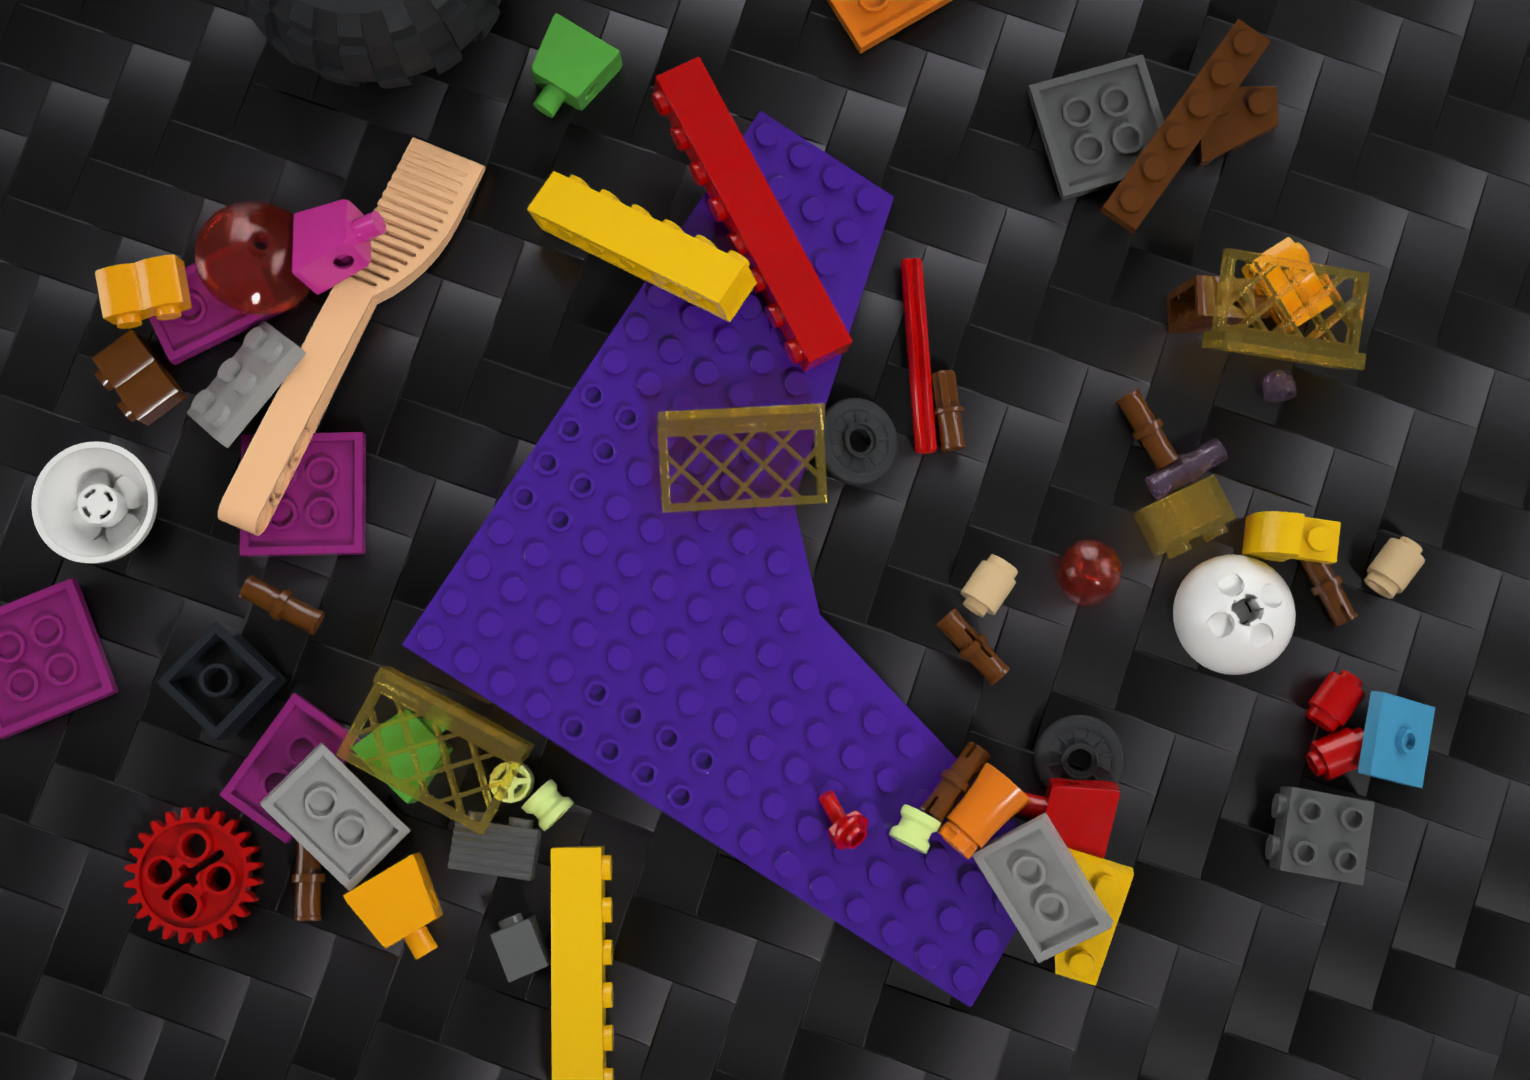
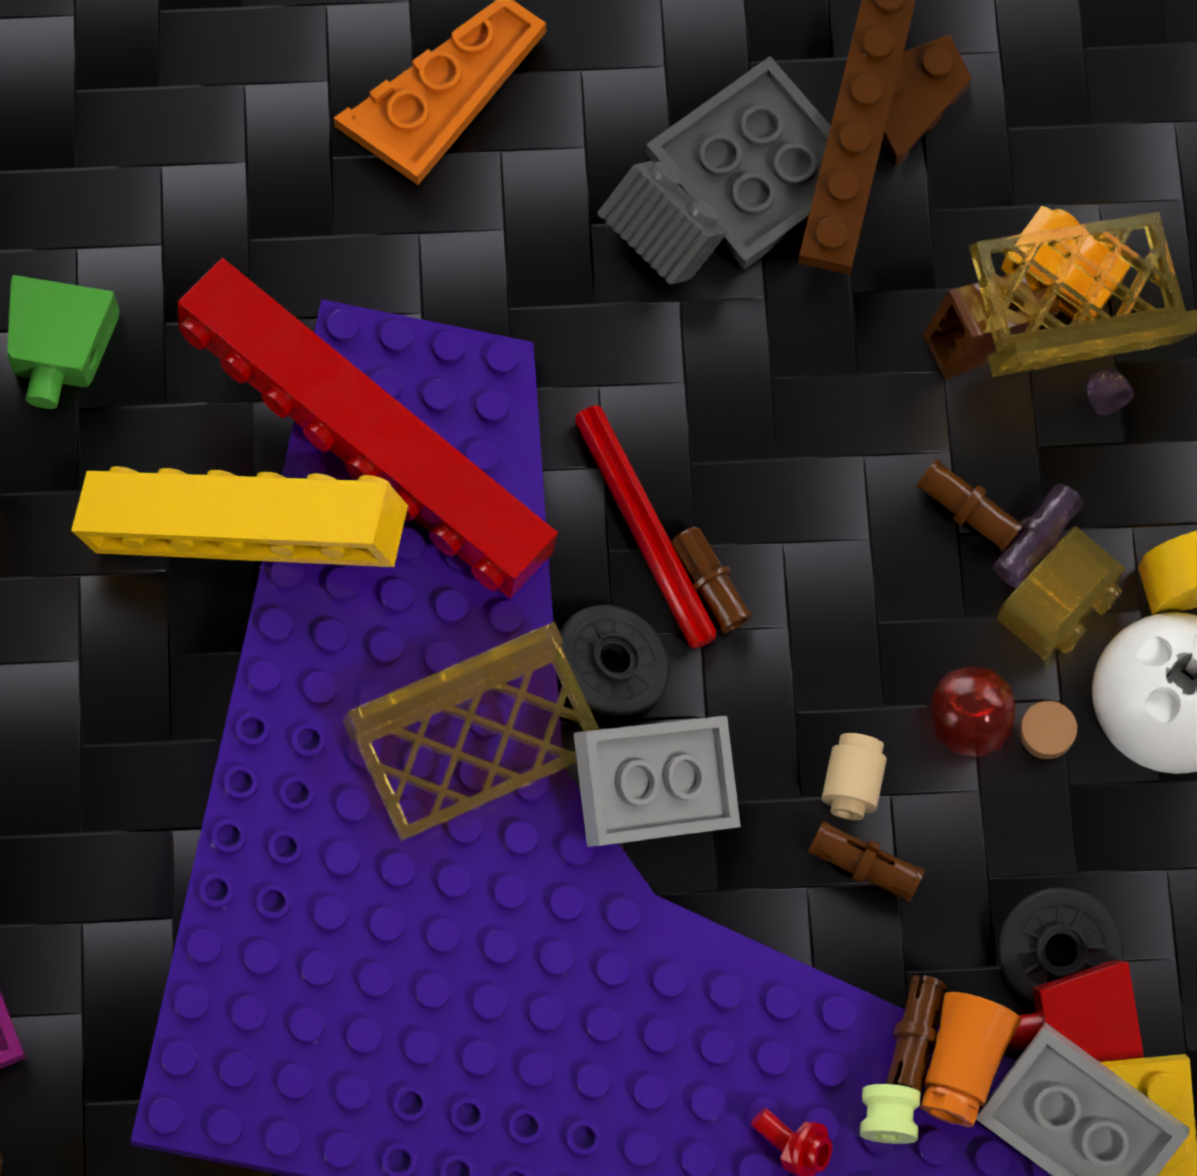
camera: 25 degrees left, 10 degrees down
(851, 538) = (656, 780): none -> light grey plate
(1018, 145) = (663, 221): none -> dark grey brick
(1135, 605) = (1048, 730): none -> medium nougat tile

